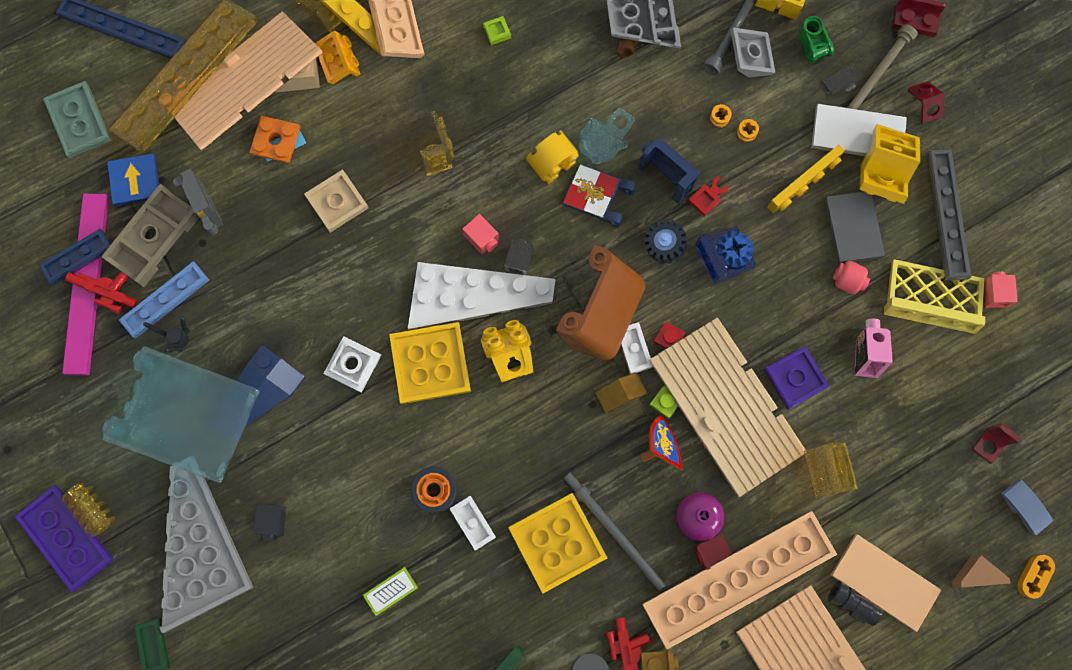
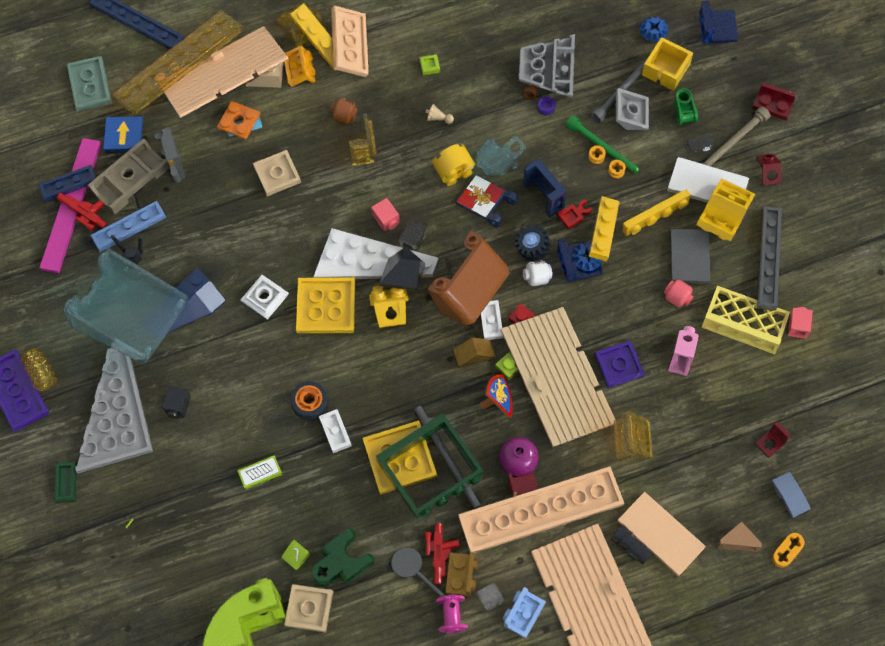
camera: 15 degrees right, 10 degrees down
(403, 107) = (344, 110): none -> dark orange head
(517, 306) = (403, 271): none -> black slope
(518, 94) = (435, 114): none -> tan piece
(635, 576) = (414, 439): none -> dark green window
(647, 62) = (546, 106): none -> dark purple tile
(679, 279) = (537, 273): none -> white head
(688, 82) = (575, 125): none -> green piece
(749, 211) = (604, 229): none -> yellow plate

